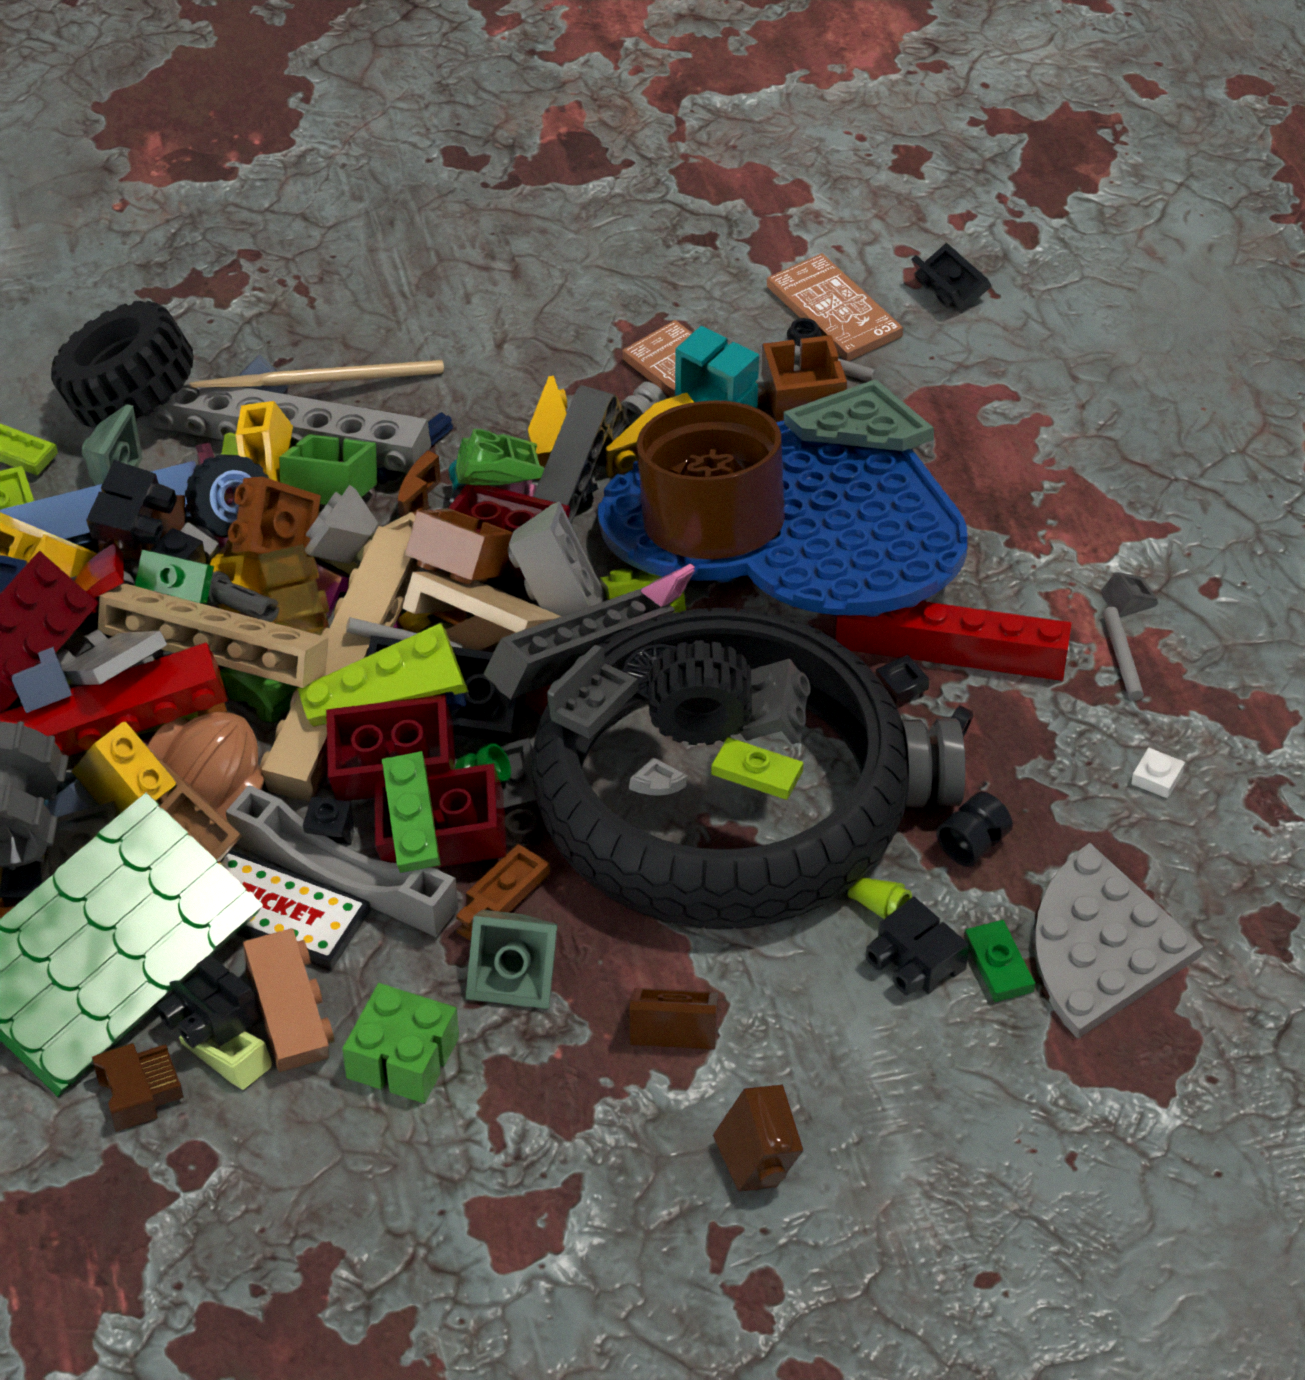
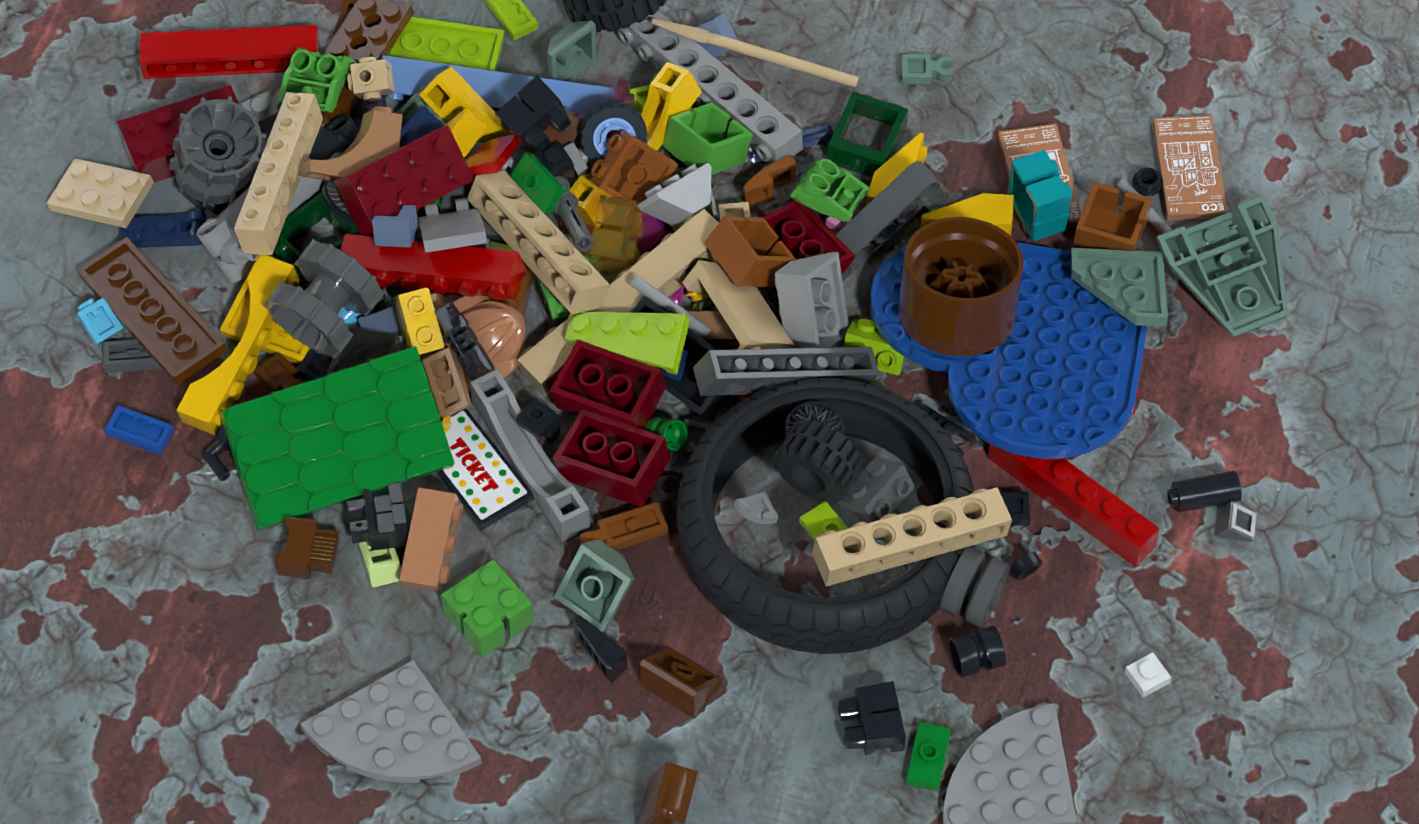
camera: 30 degrees right, 10 degrees up
(194, 767) = (463, 341): none -> black hinge
(376, 1234) = (394, 731): none -> light grey plate
(411, 812) = (585, 446): bright green plate -> none
(491, 380) = (846, 153): none -> dark green window
(503, 328) = (919, 69): none -> sand green plate
(561, 1023) = (604, 651): none -> black slope
(589, 693) = (750, 421): dark grey bracket -> none
(641, 400) = (975, 186): light grey wheel -> none
(669, 587) = (883, 355): bright pink slope -> none
(847, 726) = (931, 540): none -> tan brick
(880, 895) = (878, 667): lime cone -> none
(949, 366) = (1232, 266): none -> sand green wedge
(952, 277) = (1296, 185): black bracket -> none
(1081, 576) = (1205, 491): none -> black brick
(1123, 654) = (1194, 568): light grey bar -> none

